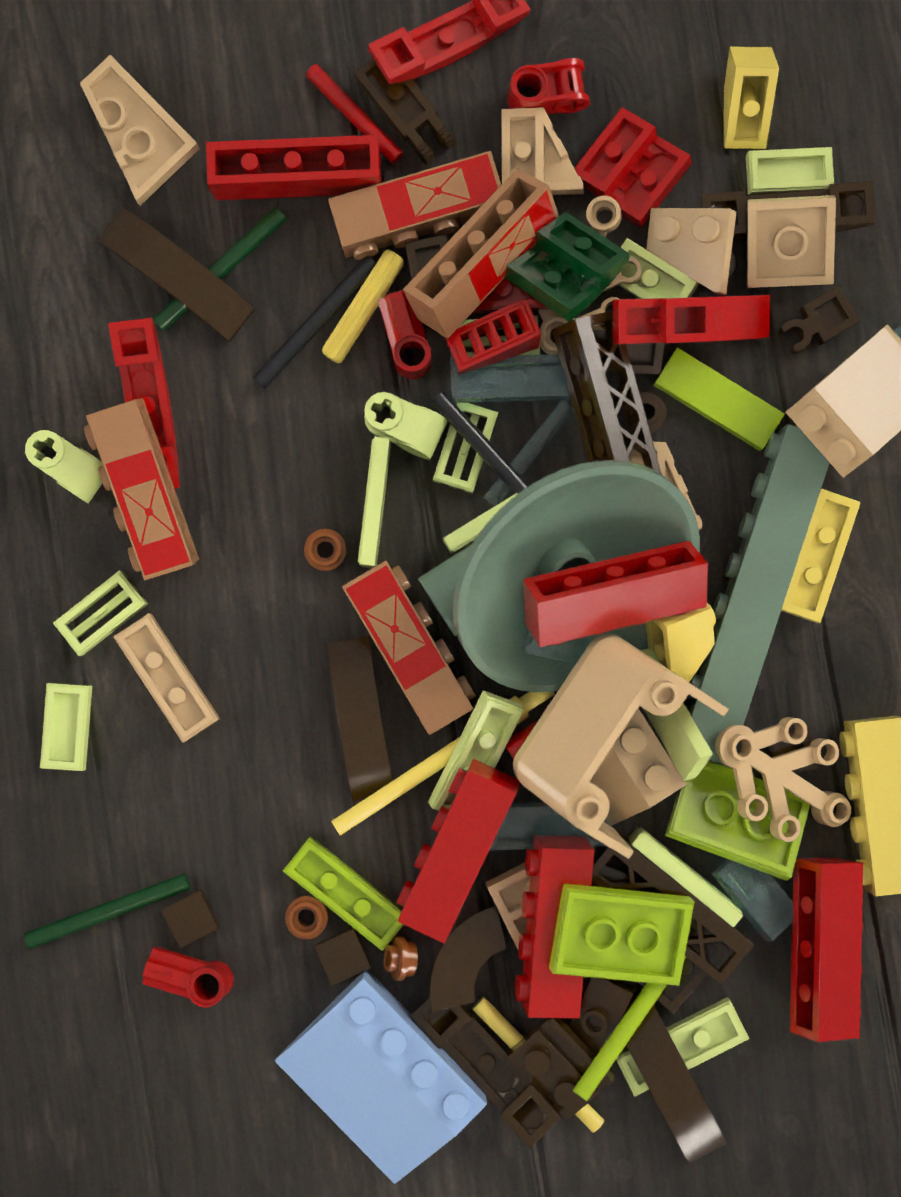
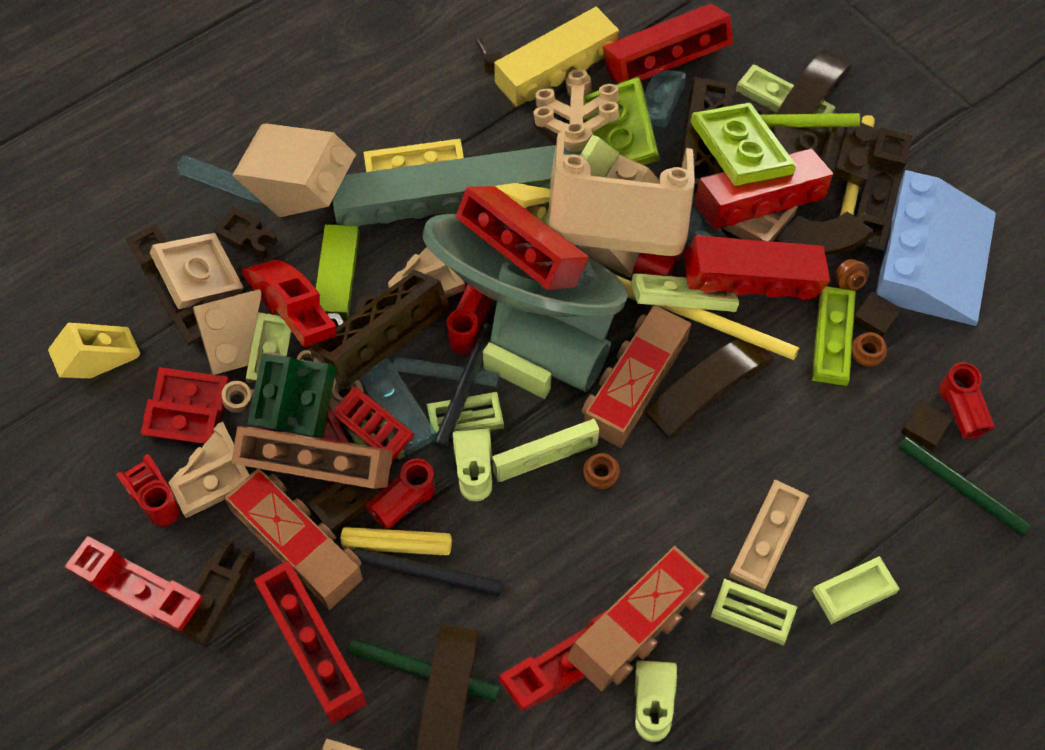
camera: 120 degrees left, 25 degrees down
(353, 112) = (235, 635): red bar -> none
(685, 876) = (678, 130): yellowish green tile -> none
(789, 170) = (139, 304): yellowish green tile -> none

